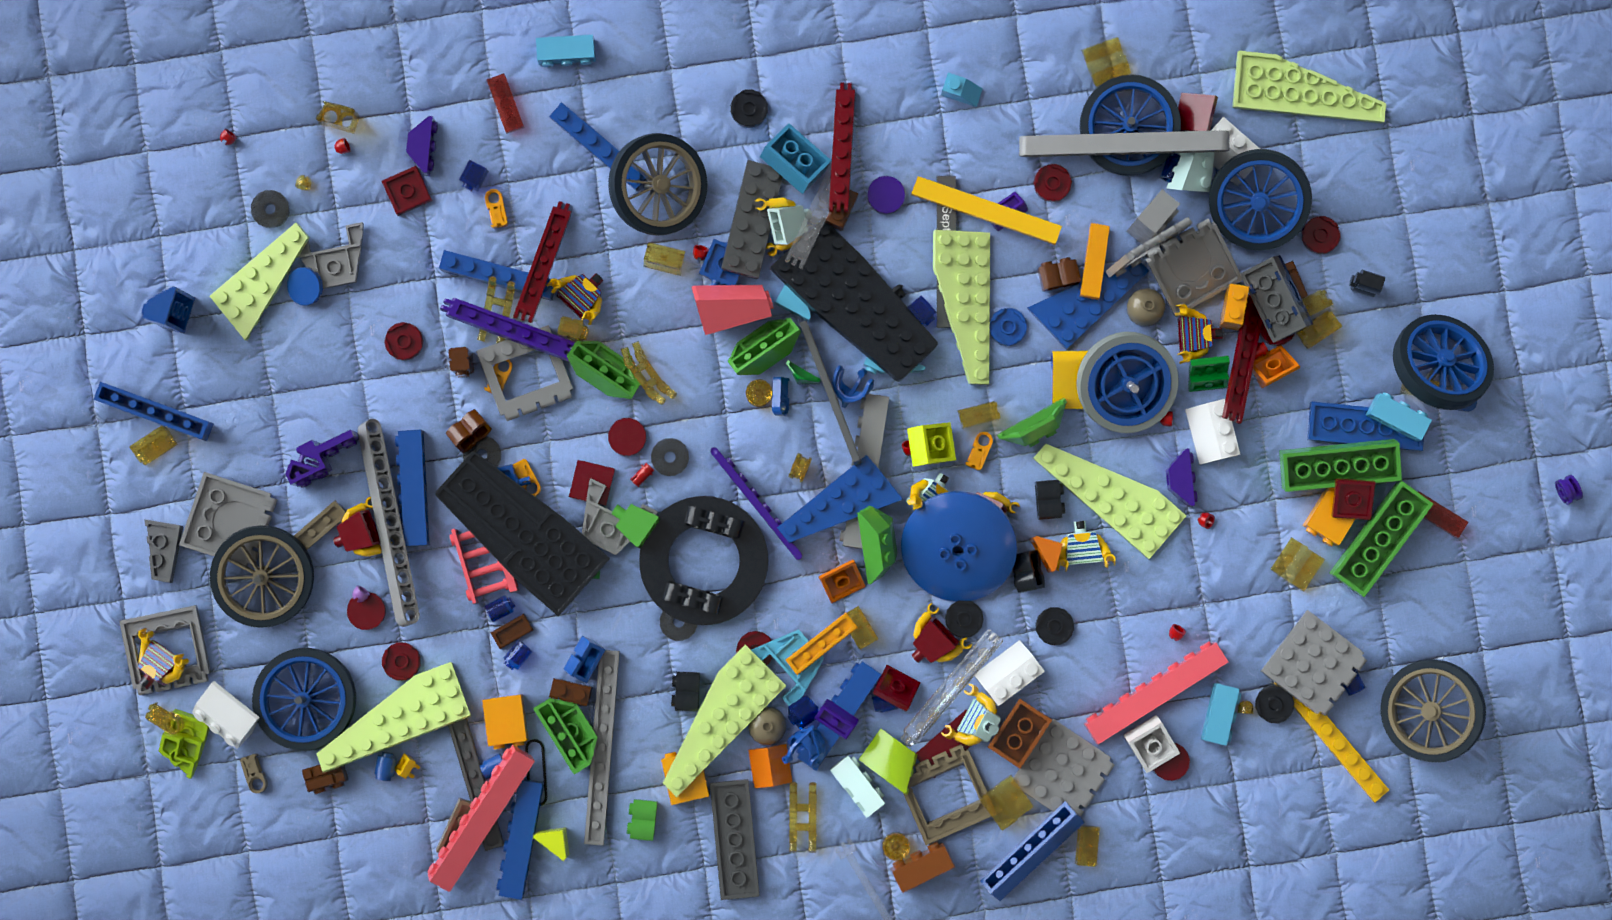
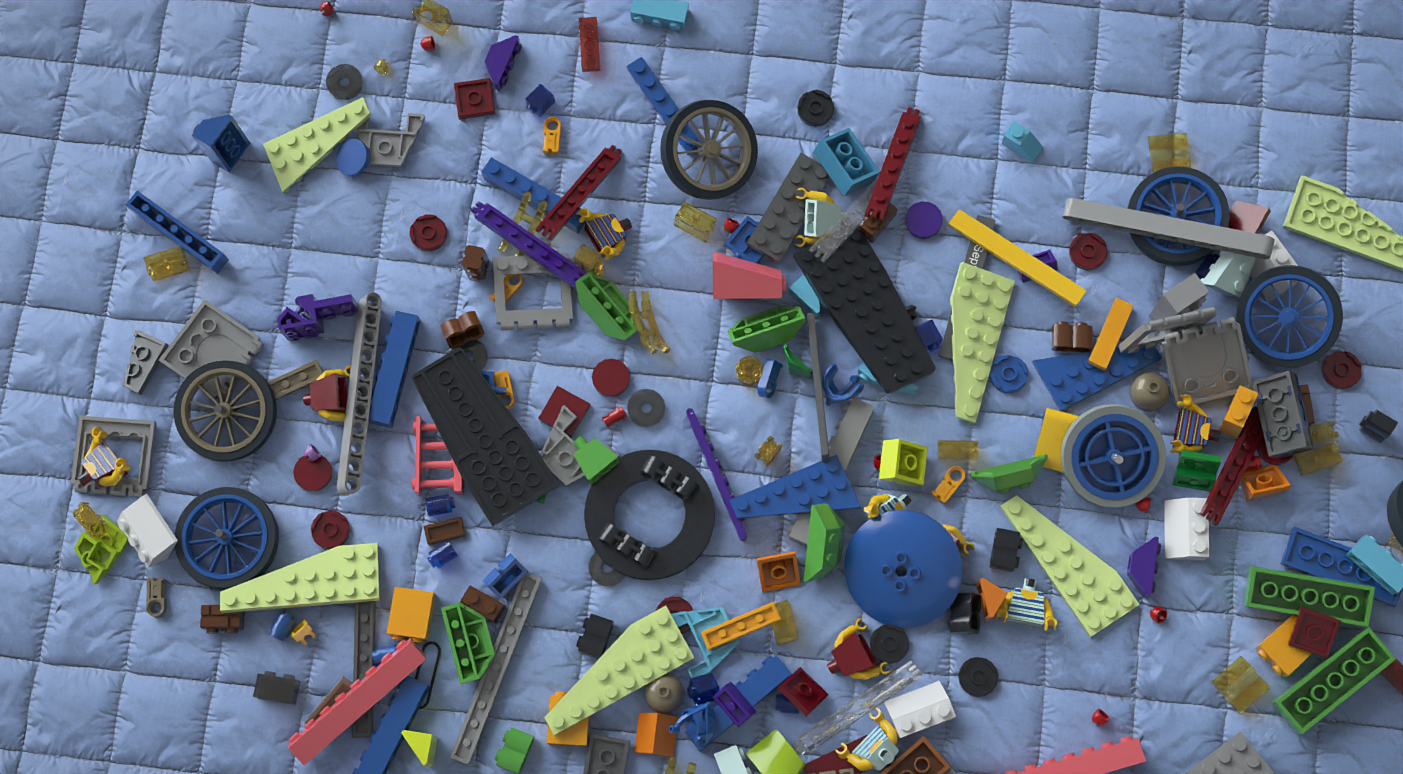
camera: 30 degrees right, 10 degrees down
(399, 827) = (276, 689): none -> clear smoke brick

